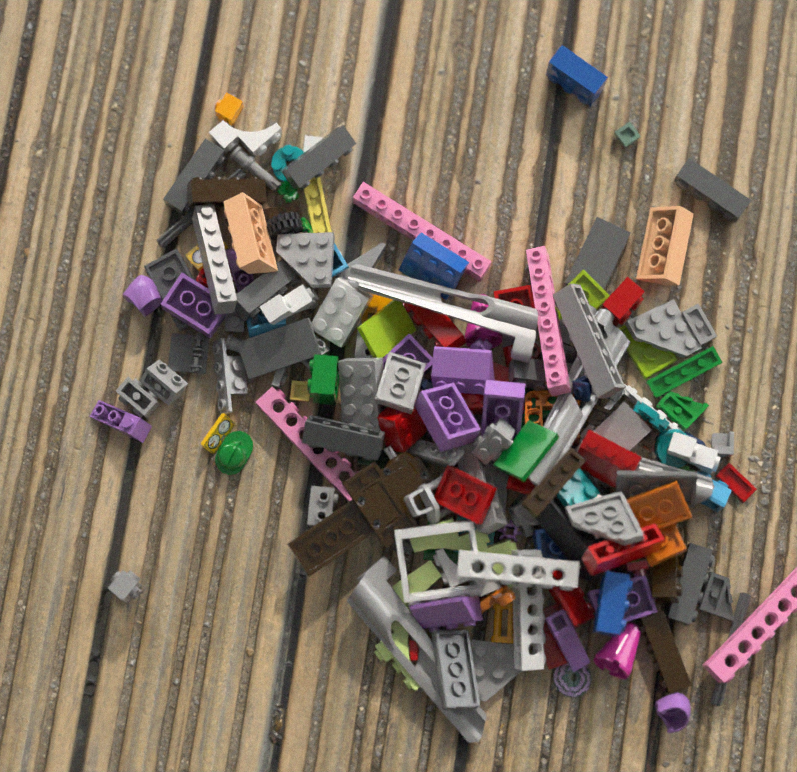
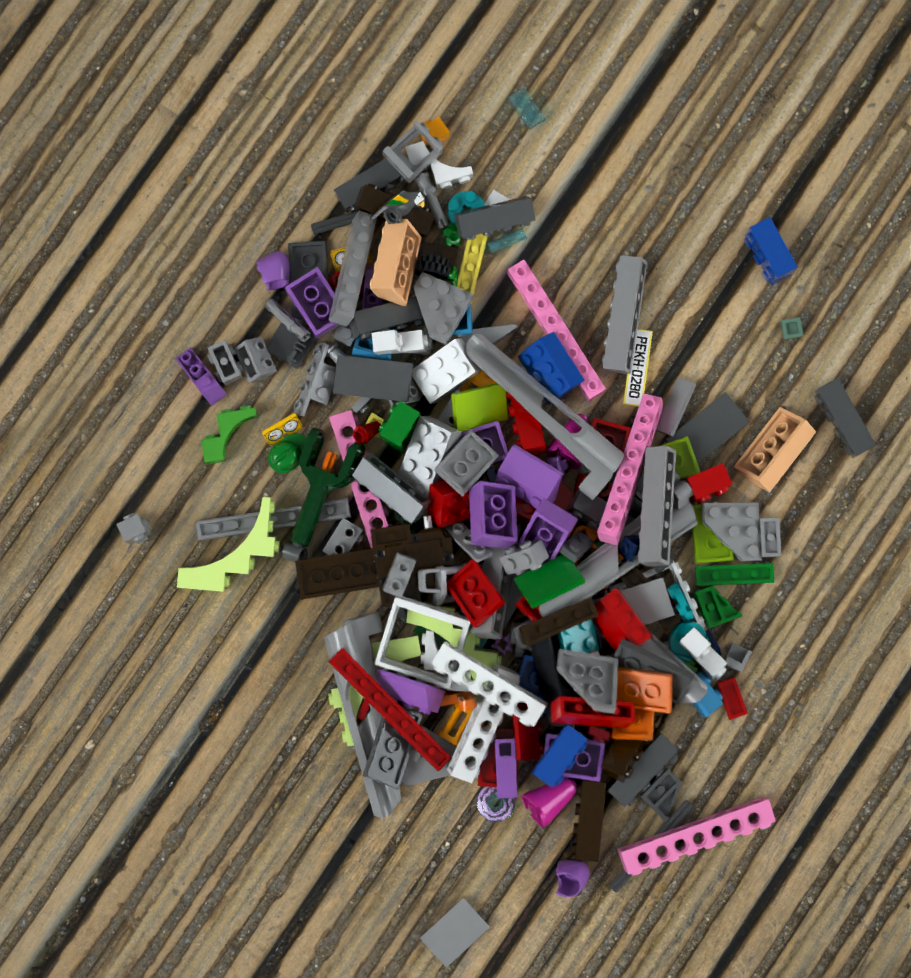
camera: 30 degrees right, 5 degrees up
(165, 448) = (228, 421): none -> bright green arch
(182, 334) = (293, 324): none -> light grey pin
(211, 147) = (401, 163): none -> light grey window
(218, 594) = (214, 575): none -> yellowish green arch
(230, 184) = (399, 206): none -> dark grey animal
(247, 519) = (281, 517): none -> light grey tile
(277, 463) = (321, 483): none -> dark green piece
(296, 399) = (364, 433): none -> red cone
(300, 51) = (526, 108): none -> clear light blue plate
(339, 174) = (507, 240): none -> clear light blue pin
(388, 510) = (399, 574): none -> light grey brick
(437, 637) = (389, 709): none -> red tile
(475, 190) = (624, 314): none -> light grey brick
(509, 231) = (637, 378): none -> tile
(534, 410) = (576, 546): none -> dark grey plate
(559, 249) = (675, 406): none -> light grey tile

